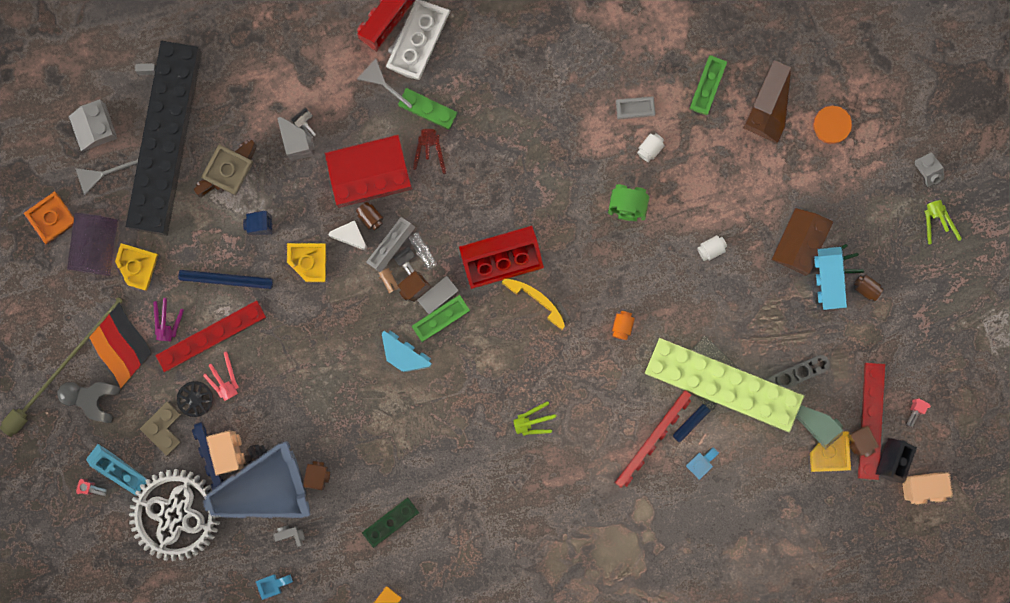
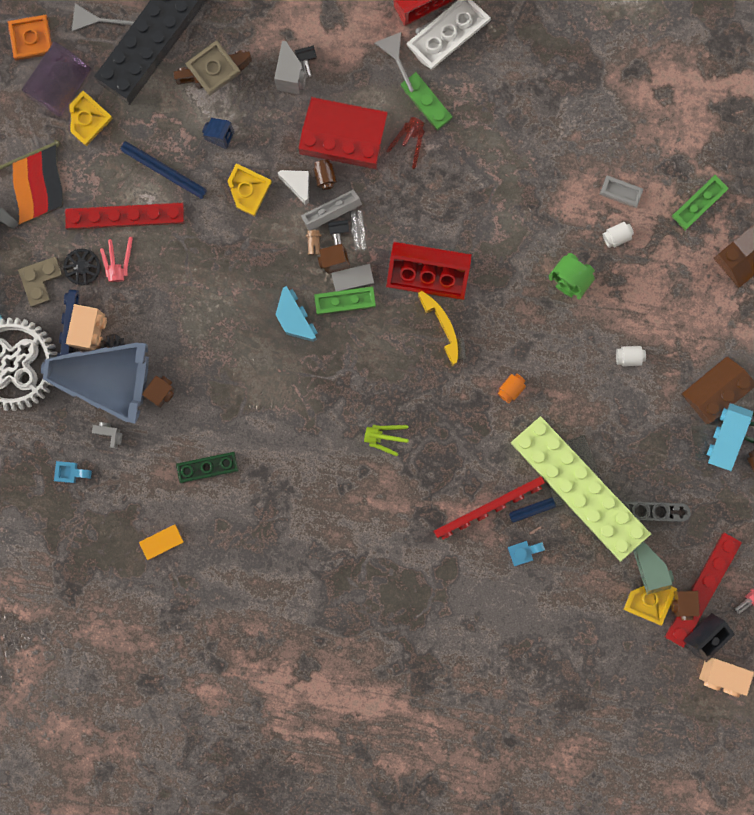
camera: 25 degrees right, 0 degrees up
(163, 331) = (83, 191): magenta plant -> none

